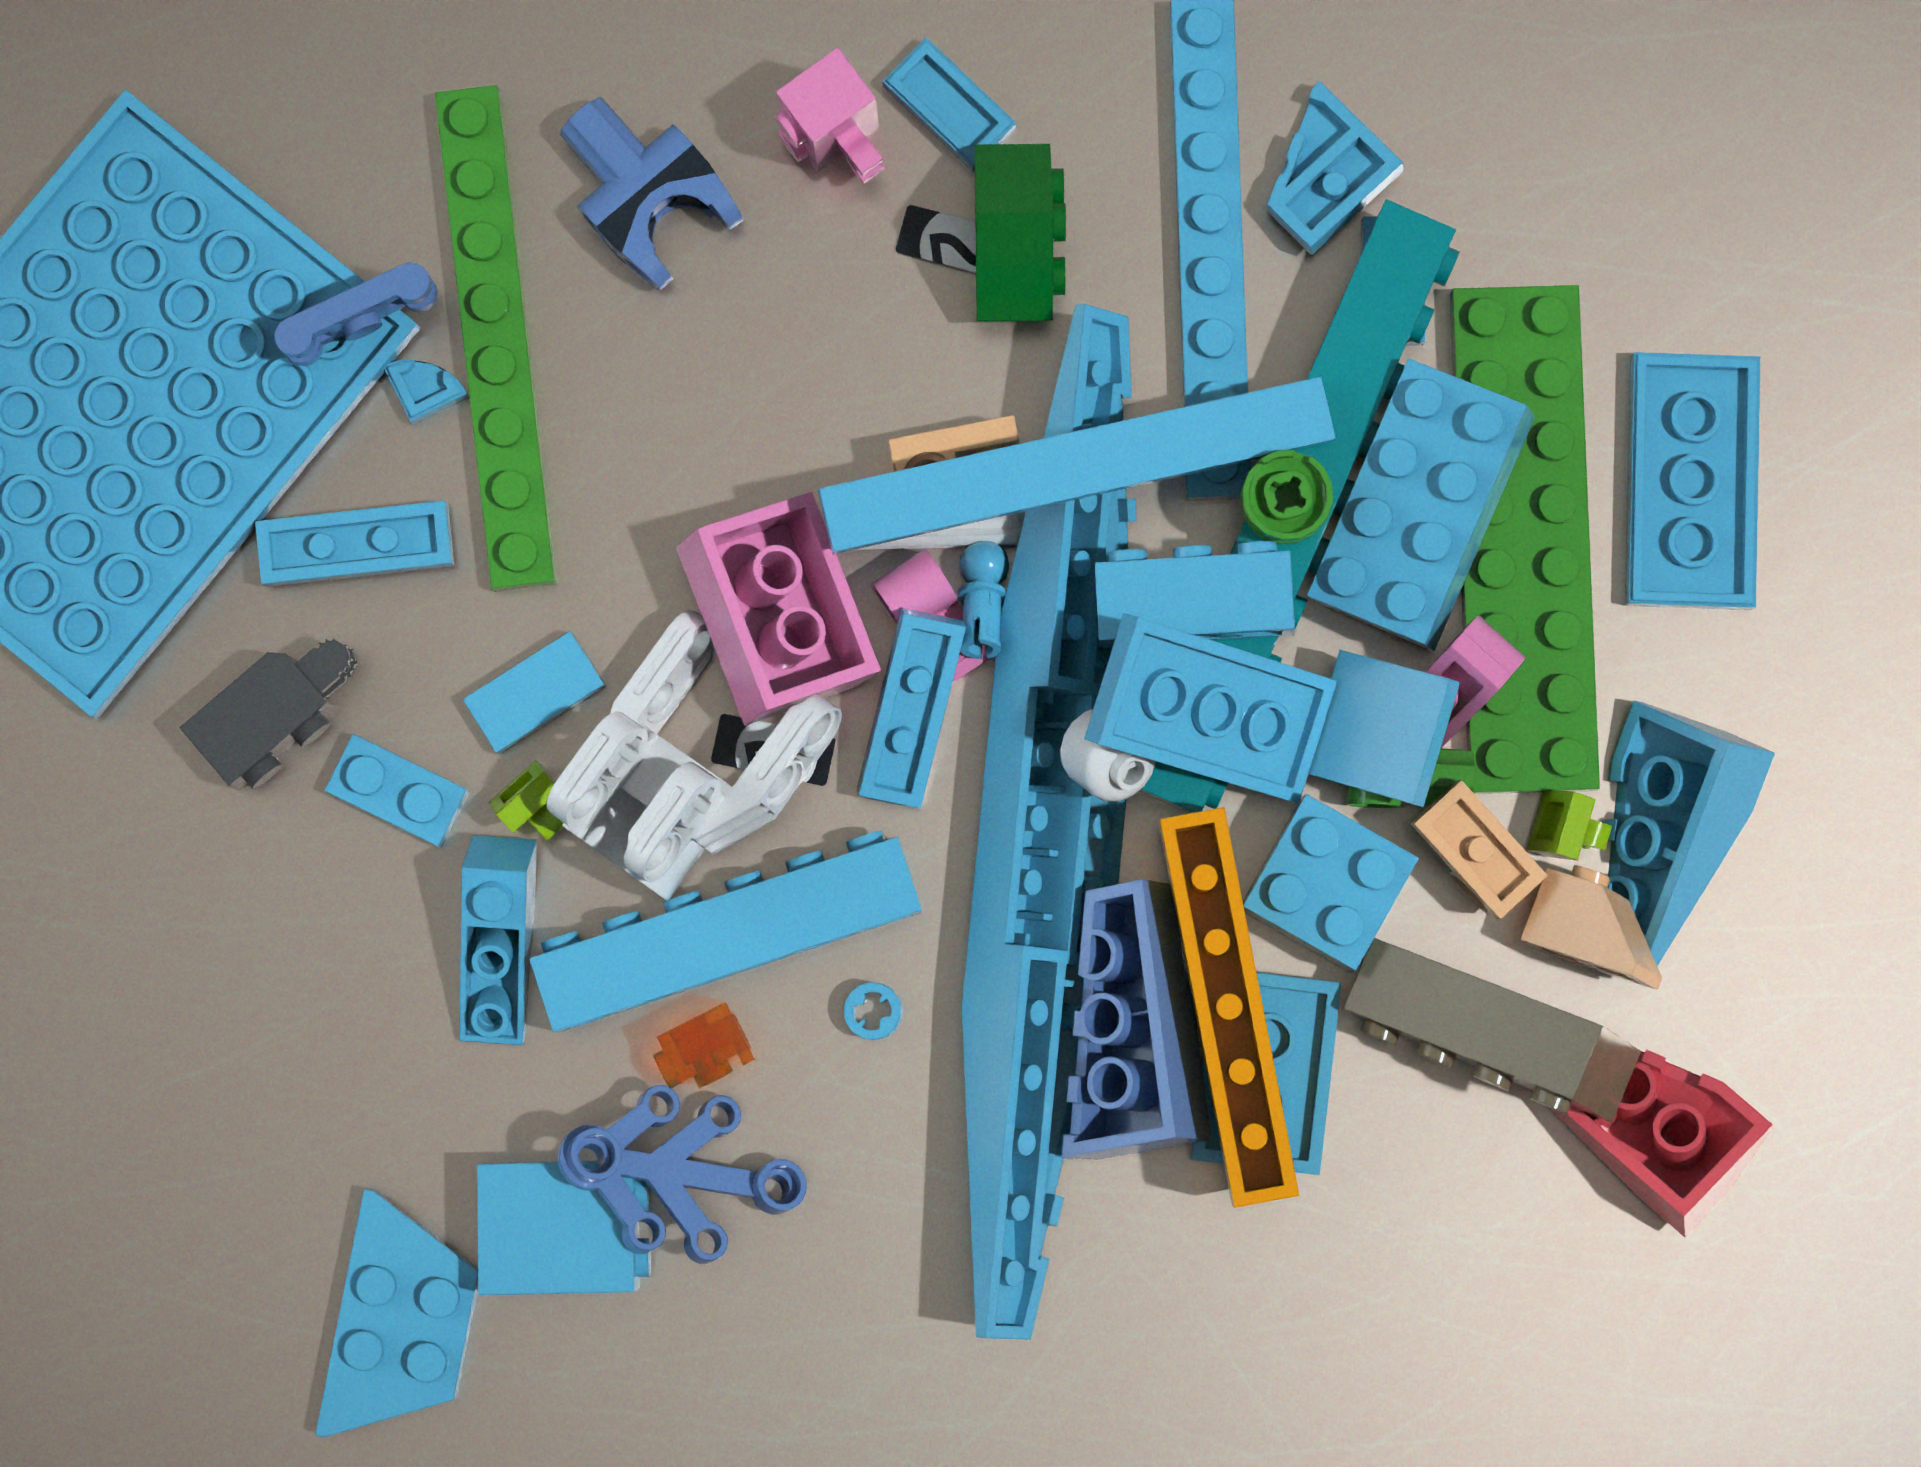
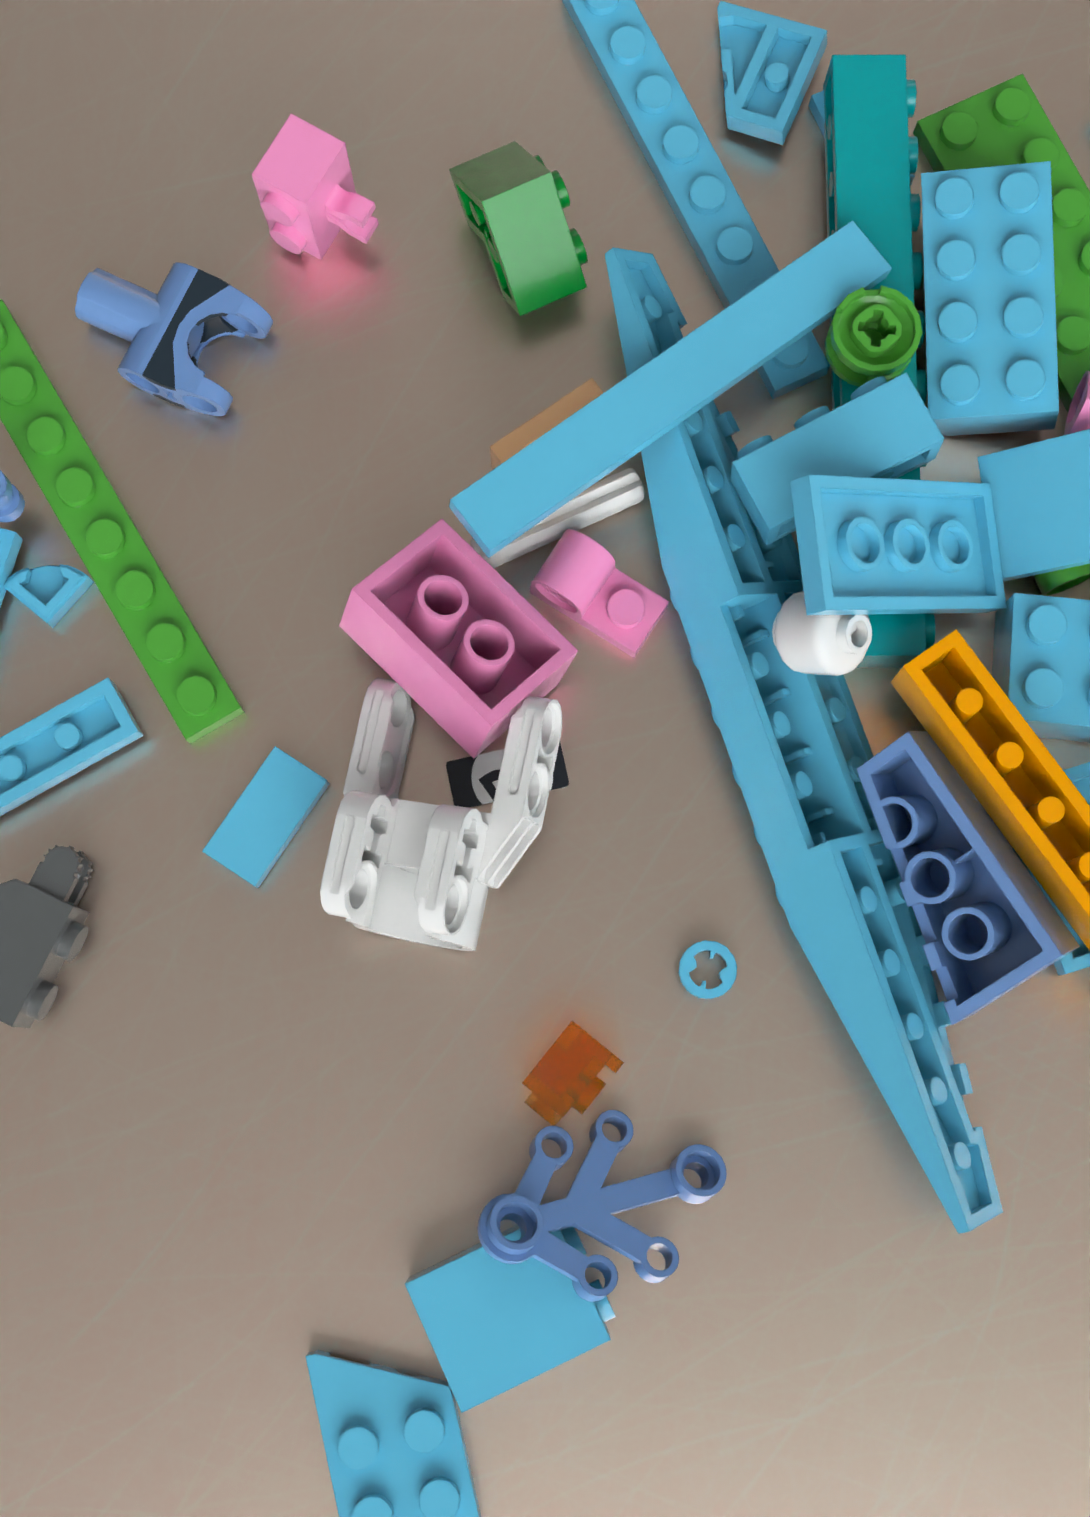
camera: 25 degrees left, 5 degrees down
(397, 790) = (176, 962): medium azure plate -> none
(496, 938) = (329, 1059): medium azure slope -> none
(527, 800) = (302, 916): lime tile -> none
(724, 934) = (540, 959): medium azure brick -> none
(911, 708) = (618, 676): medium azure plate -> none
(938, 238) = (453, 269): sticker -> none
(947, 102) = (408, 153): medium azure tile -> none
(983, 568) = (636, 552): medium azure pin -> none

